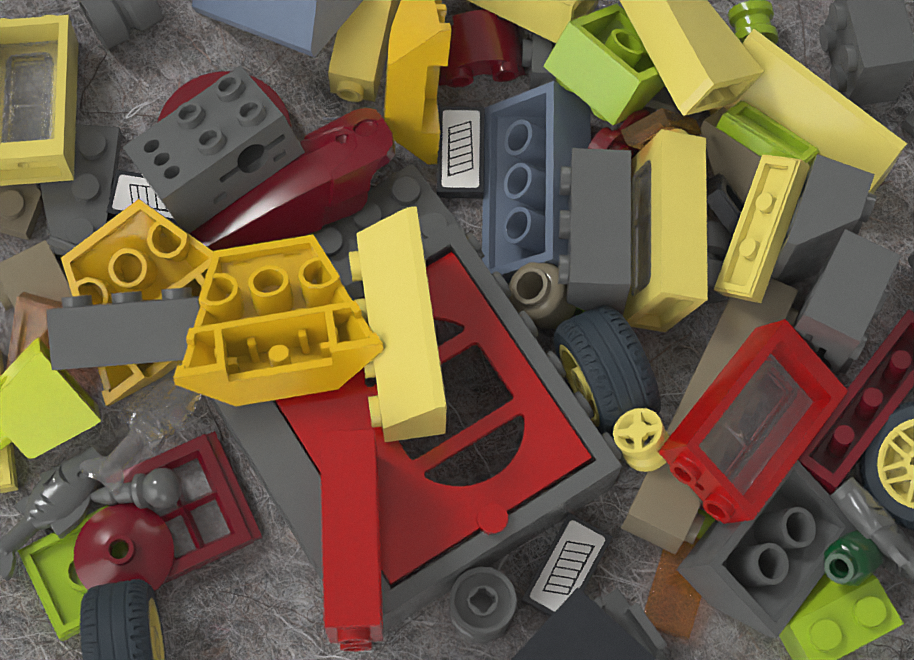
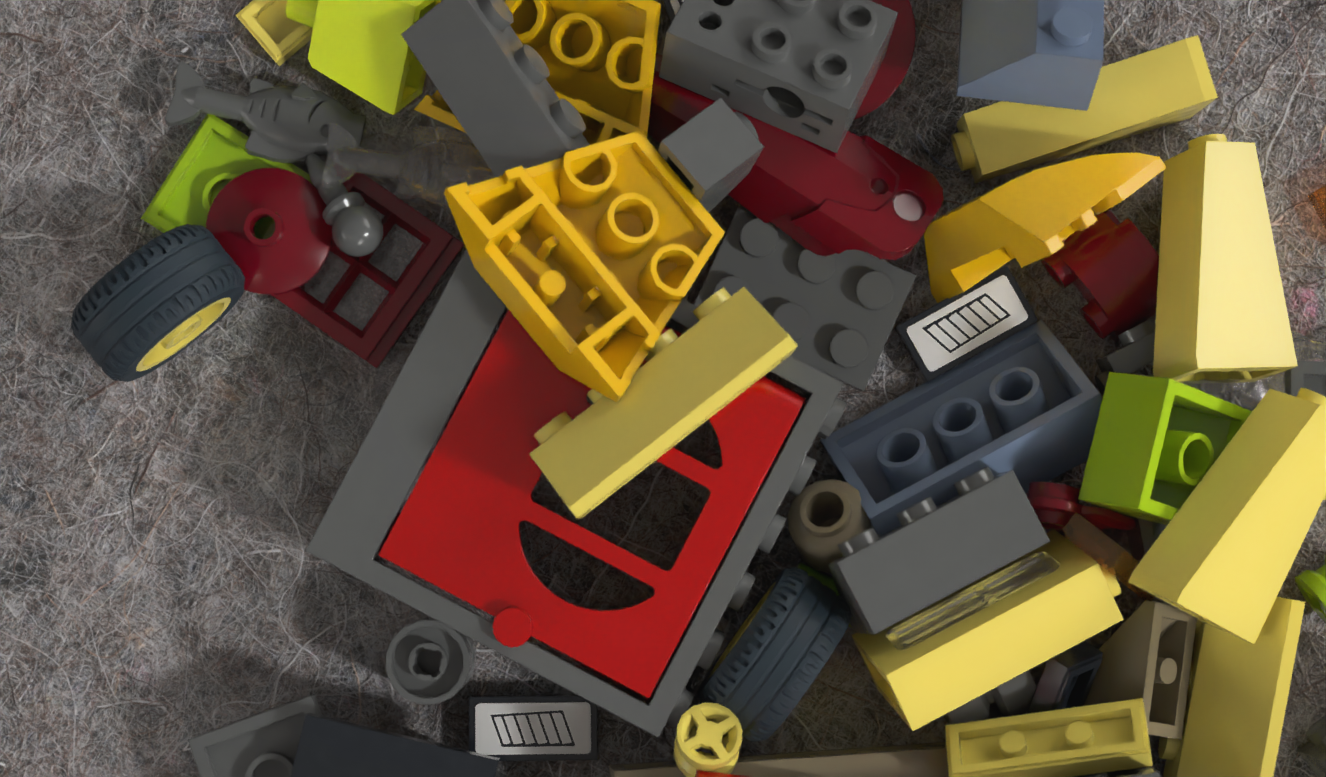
camera: 65 degrees right, 15 degrees up
(255, 214) = (712, 152): none -> dark grey slope
(351, 539) = (381, 493): red piece -> none
(764, 134) = (1177, 688): lime tile -> none

